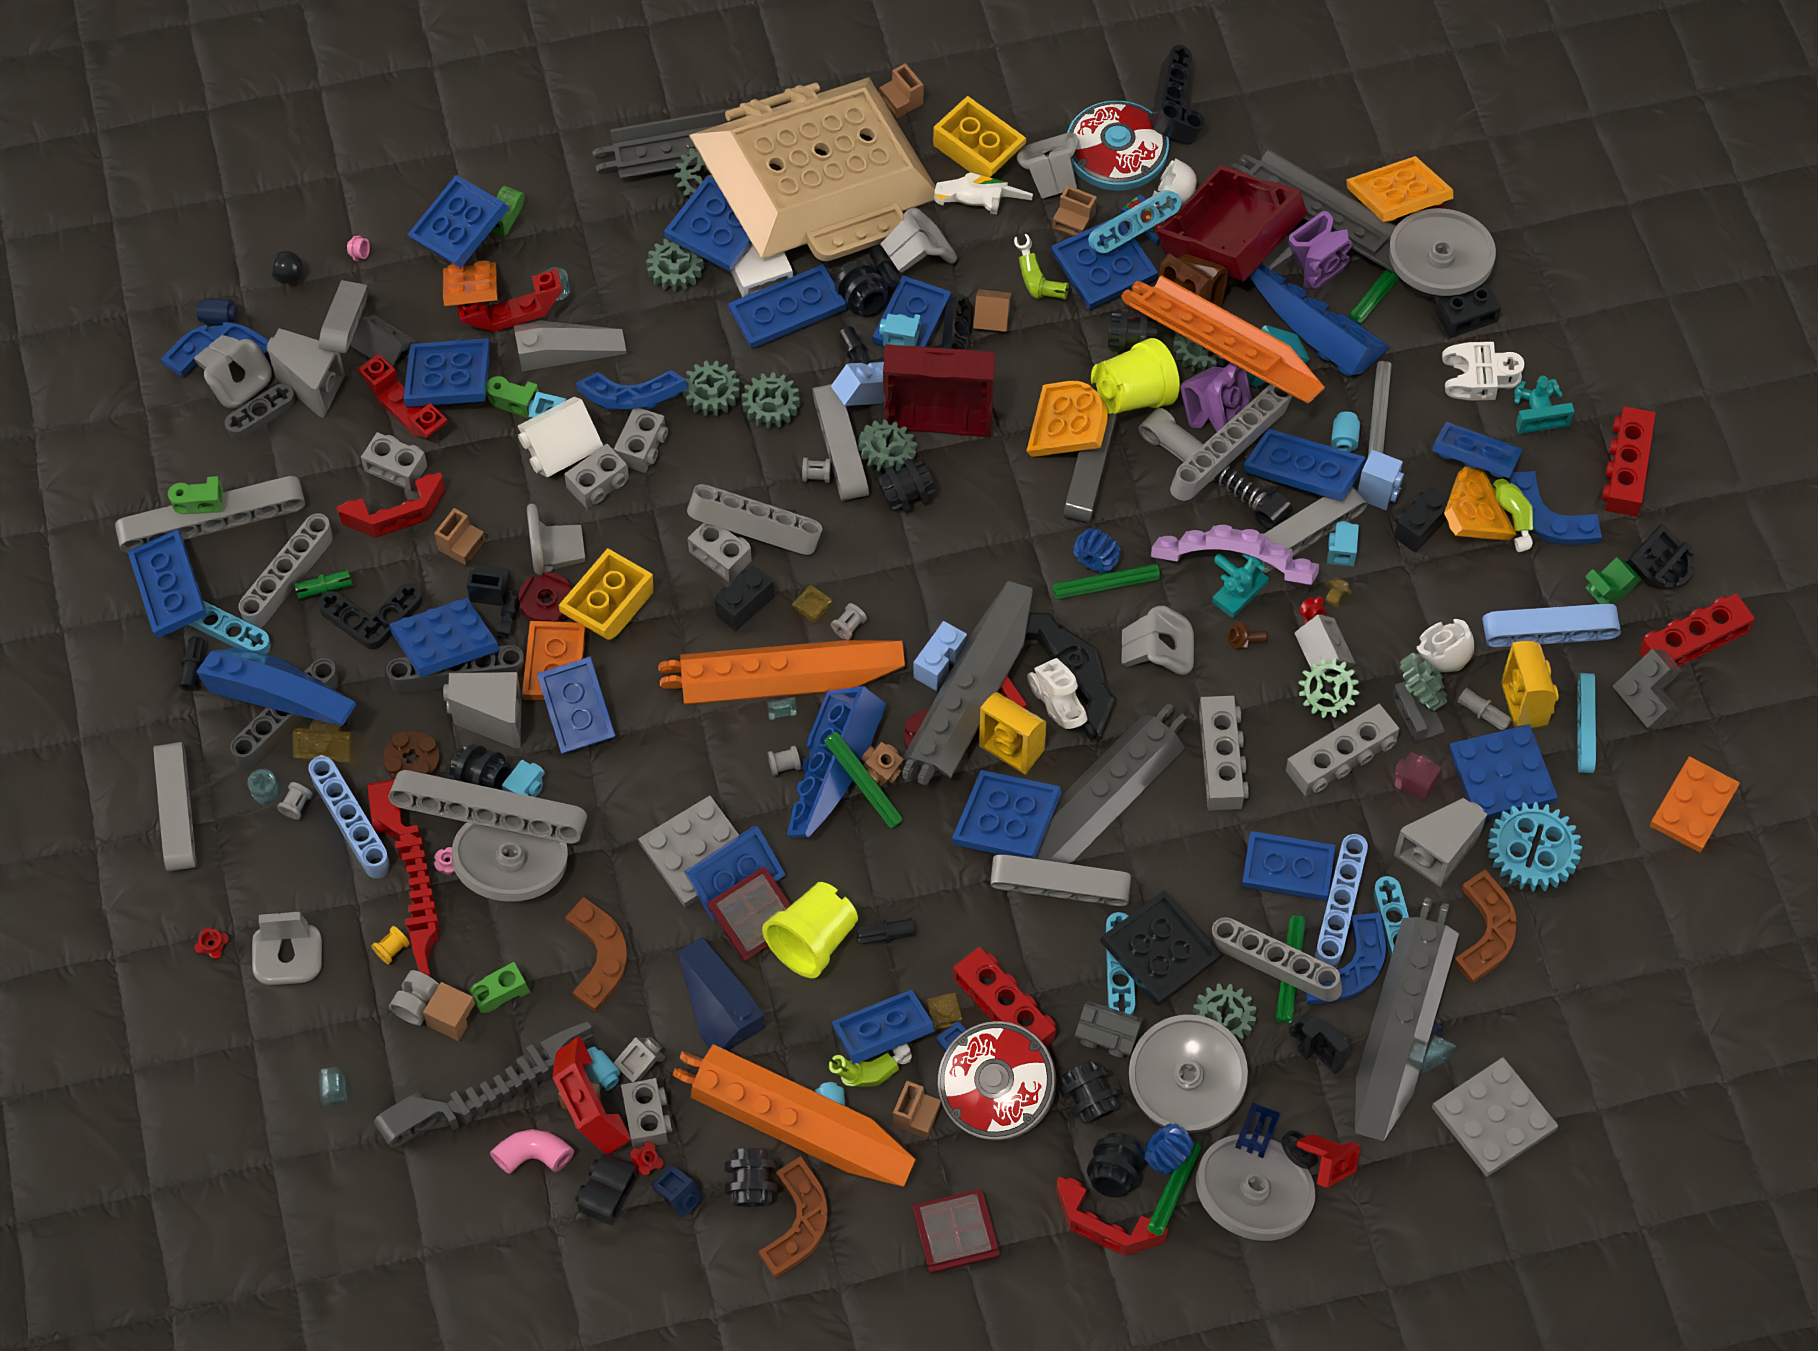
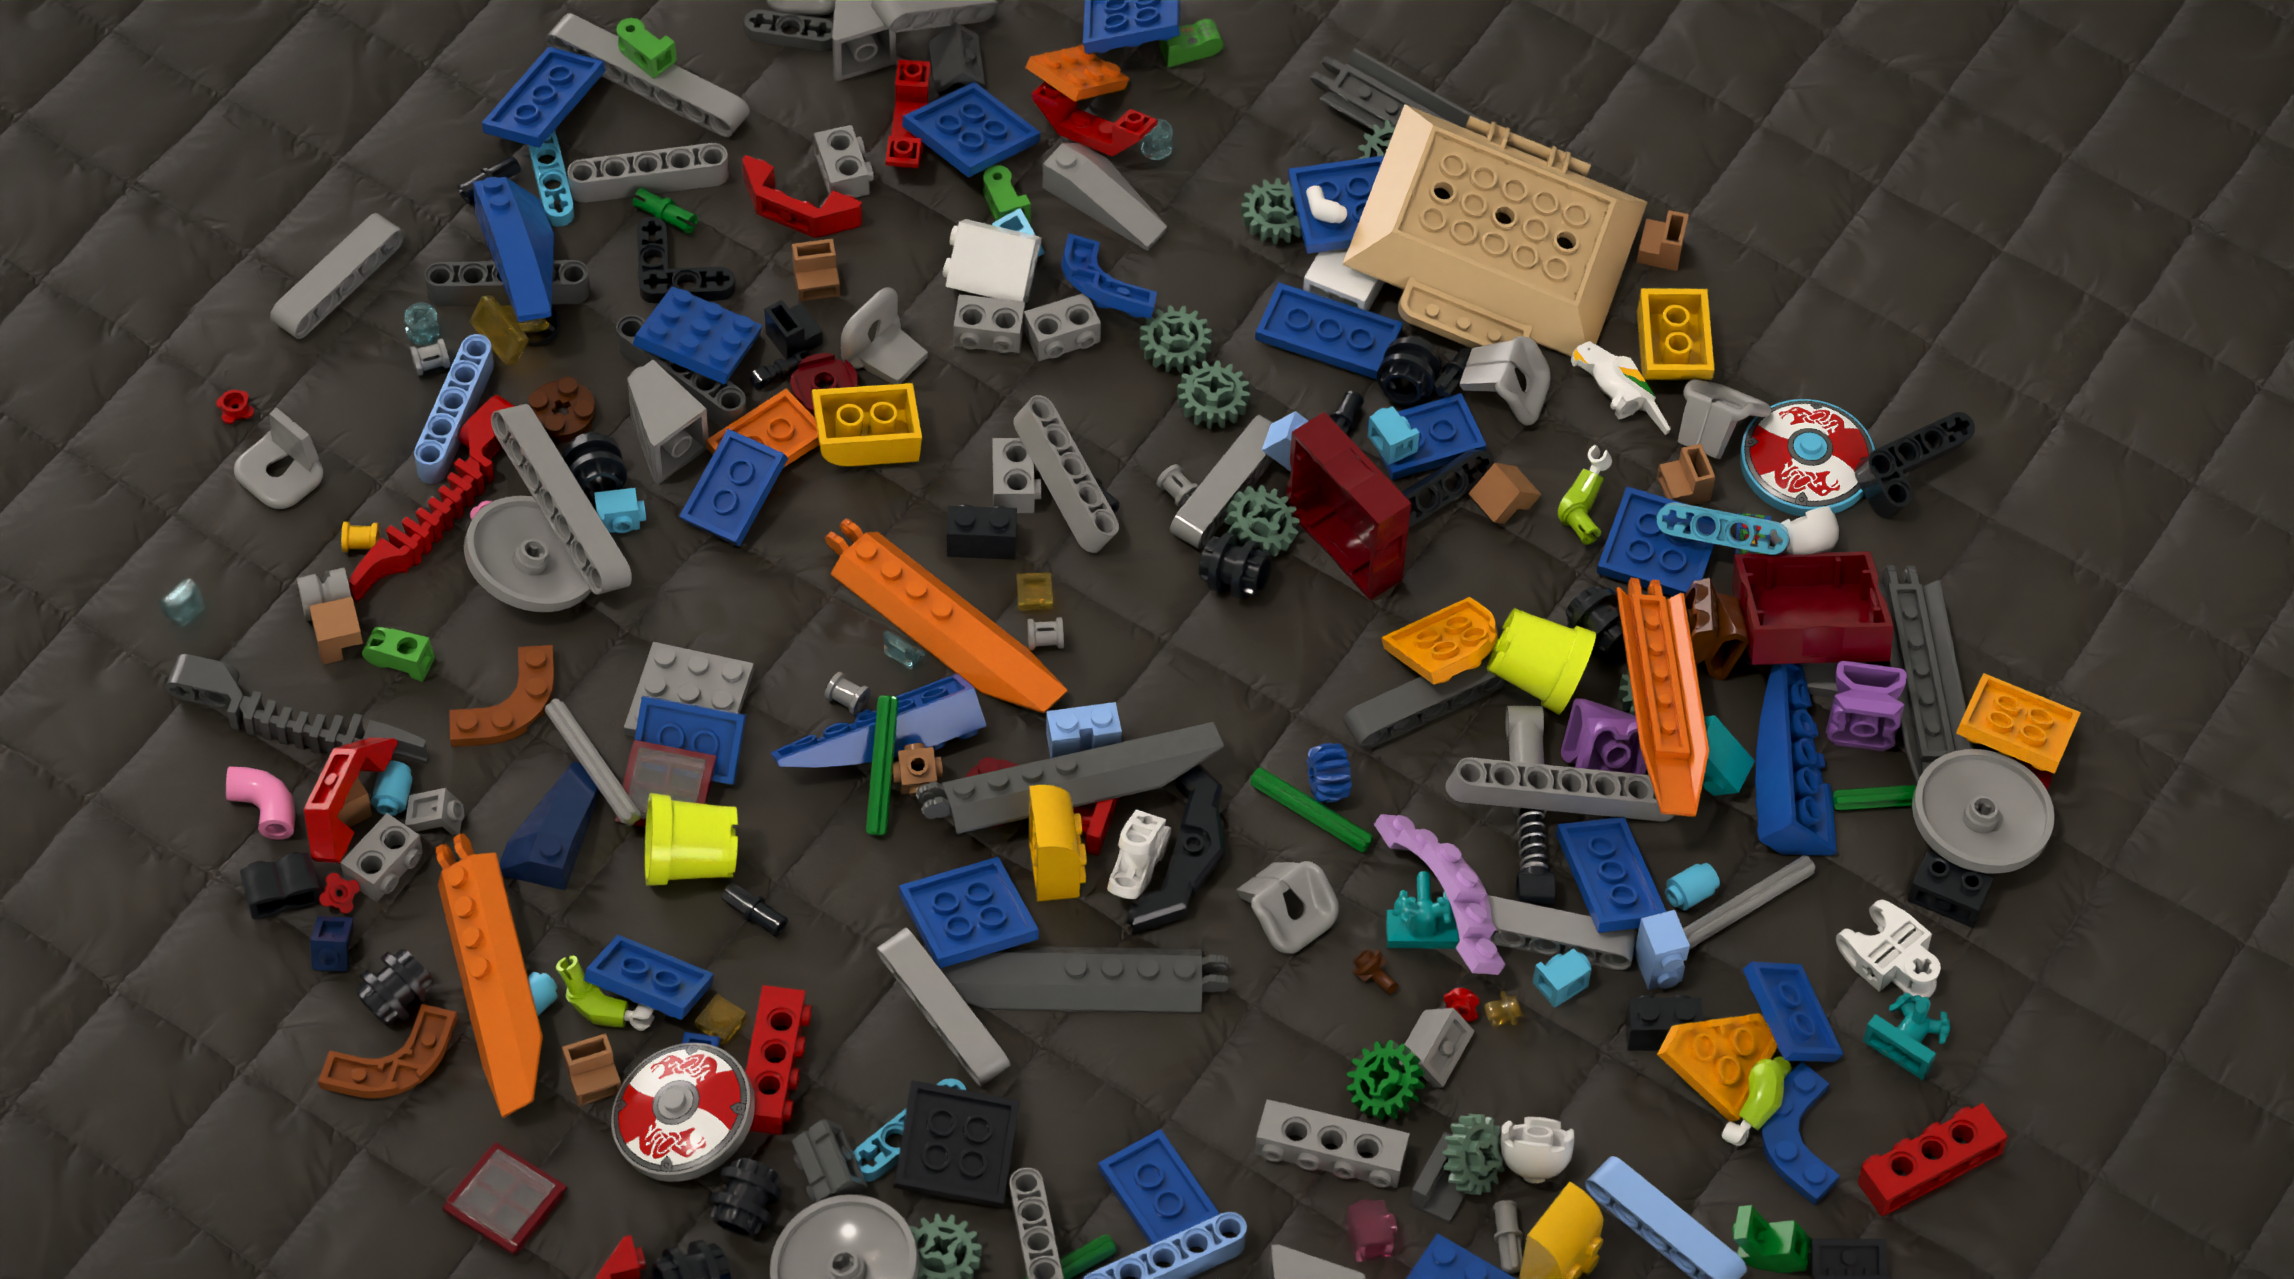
camera: 45 degrees right, 5 degrees down
(695, 939) = (592, 762): none -> light grey axle
(716, 235) = (1325, 209): none -> white arm
(1219, 792) = (1253, 1002): light grey brick -> none

